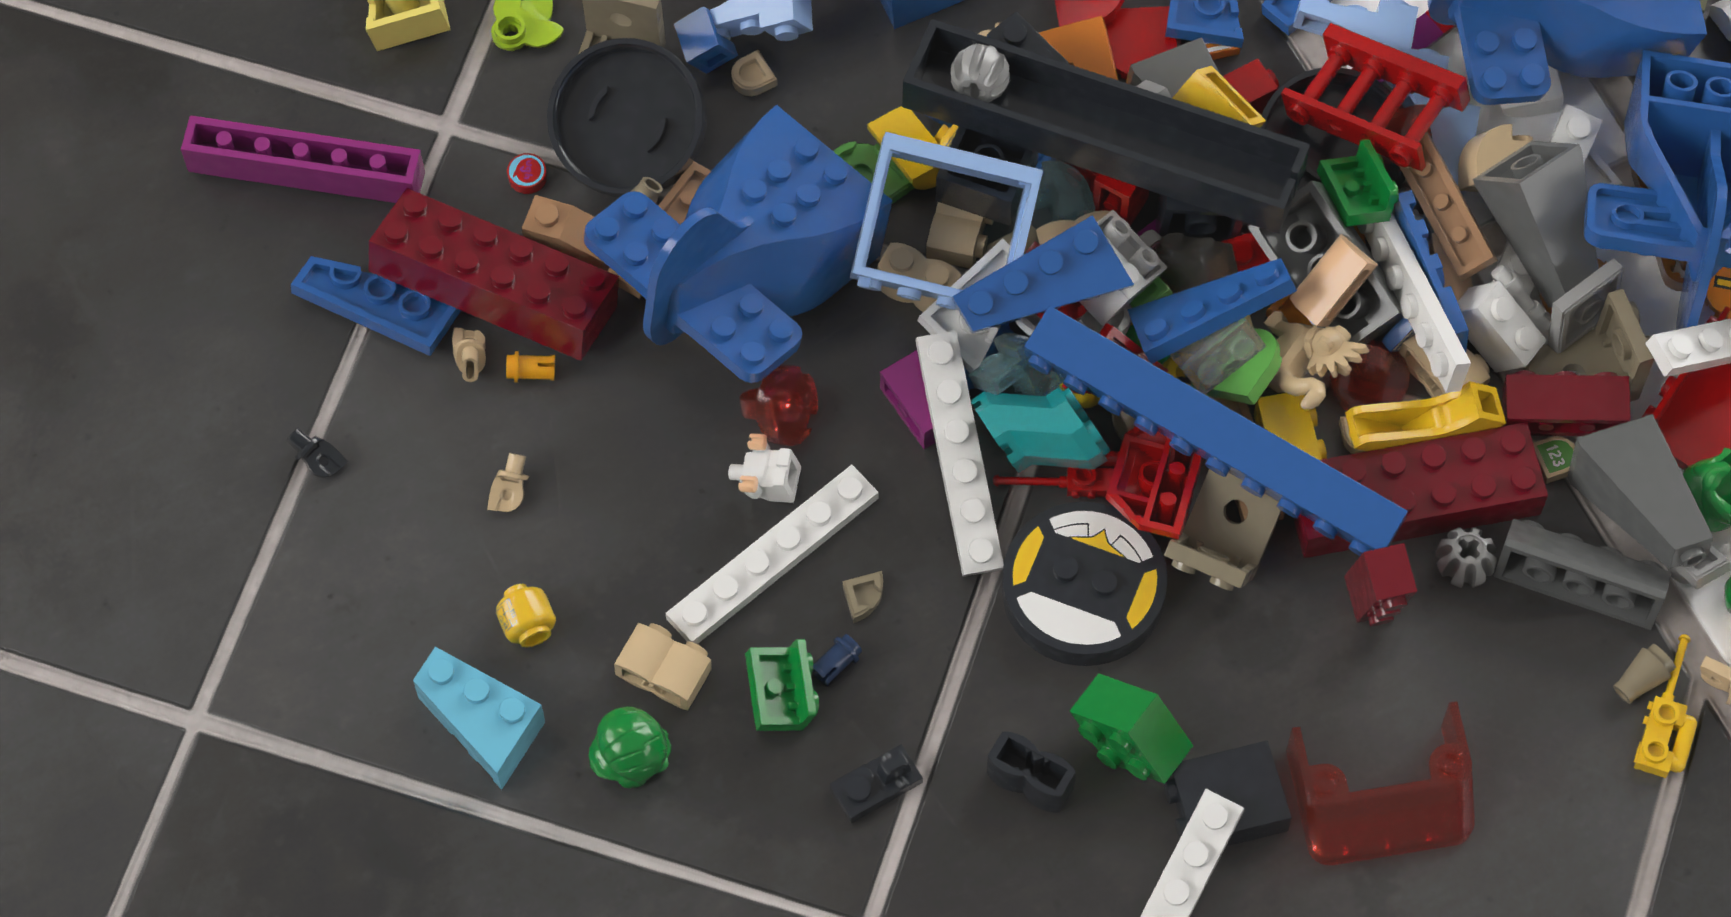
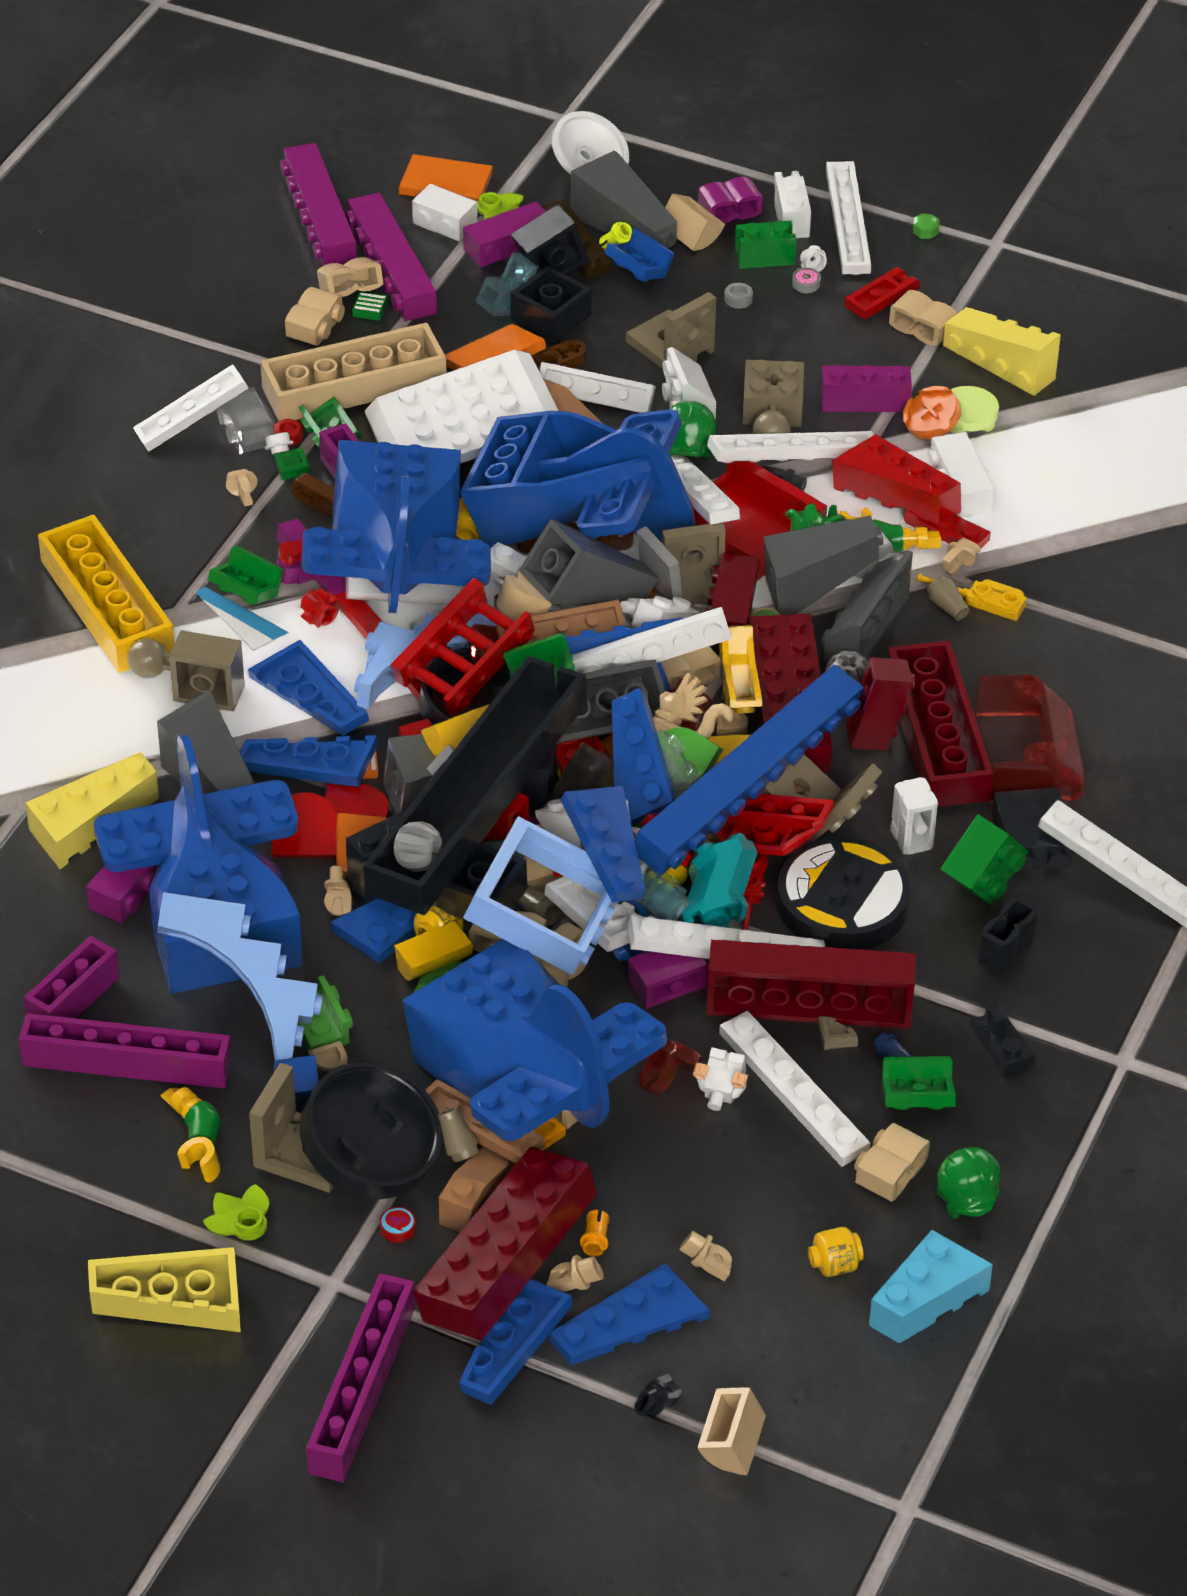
camera: 85 degrees left, 20 degrees down
(271, 529) = (732, 1430): none -> tan brick
(431, 424) = (640, 1309): none -> blue wing
(810, 55) = (332, 1023): none -> bright green bracket
(912, 549) = (811, 983): none -> dark red brick
(1210, 646) = (914, 816): none -> white brick
(1332, 282) = (619, 678): light nougat brick -> none
(1390, 668) = (943, 726): none -> dark red brick

